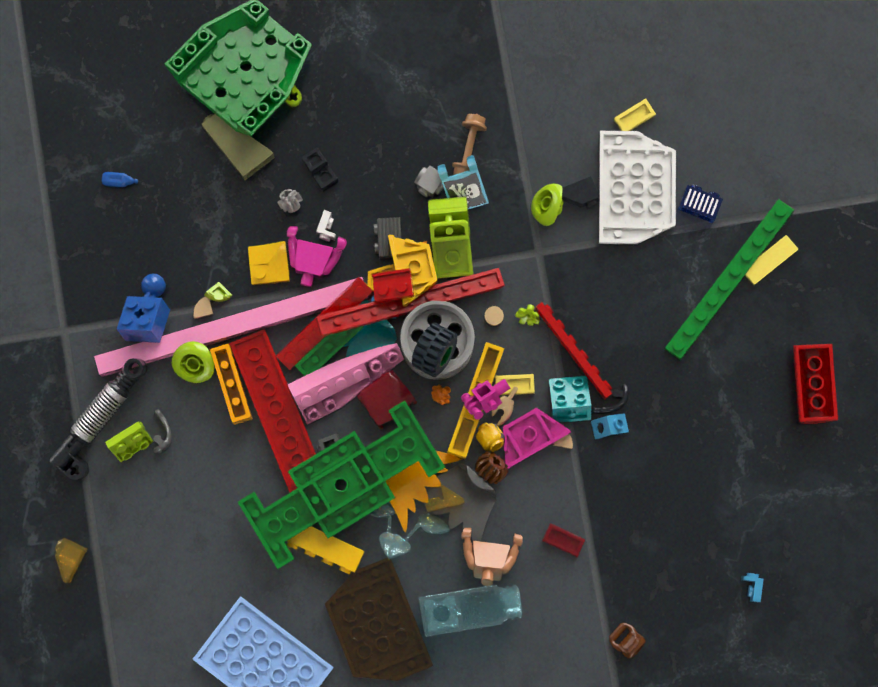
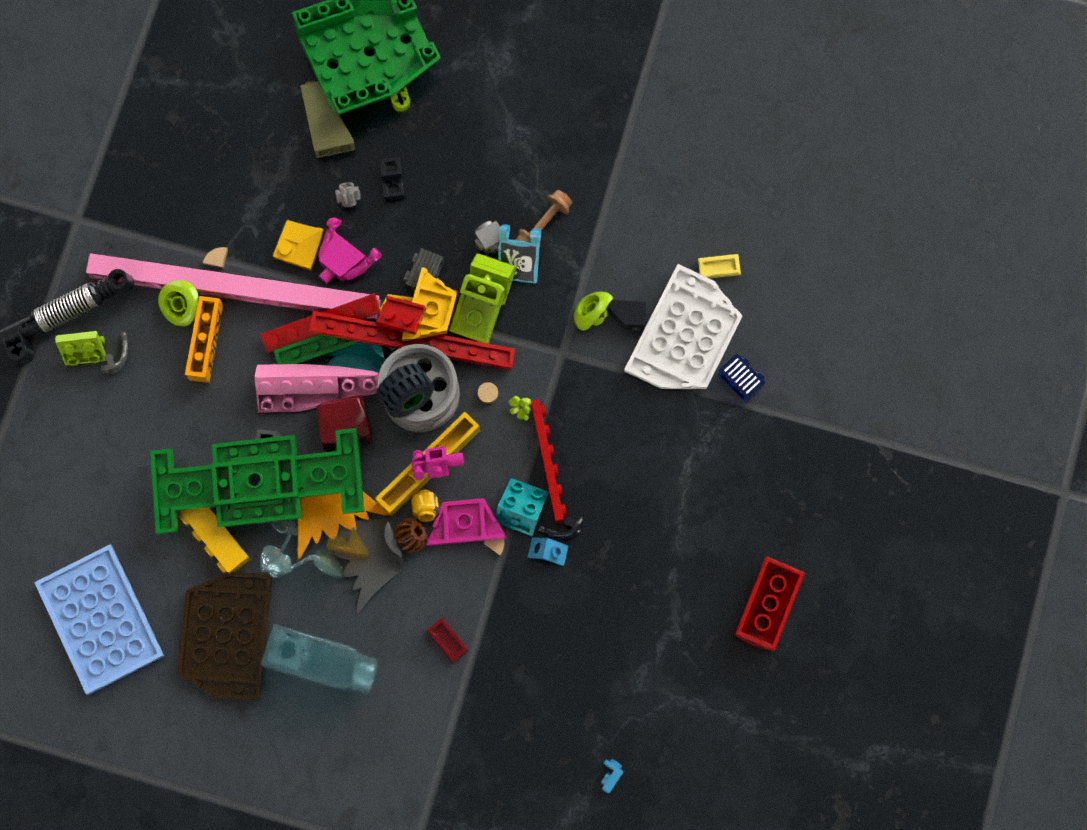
camera: 30 degrees right, 5 degrees down
(117, 179) = (198, 102): blue piece -> none
(146, 316) = (157, 239): blue brick -> none
(218, 293) = (237, 250): lime tile -> none
(273, 402) = (235, 373): red plate -> none
(326, 223) = (369, 231): white bracket -> none
(441, 394) = (398, 443): orange plant -> none
(489, 560) = (364, 623): nougat torso -> none
(506, 406) = (457, 483): tan hand -> none
(524, 383) = (477, 468): light yellow tile -> none
(631, 643) = (463, 773): reddish brown piece -> none
(729, 279) = (735, 464): green plate -> none
(771, 259) = (785, 464): light yellow tile -> none

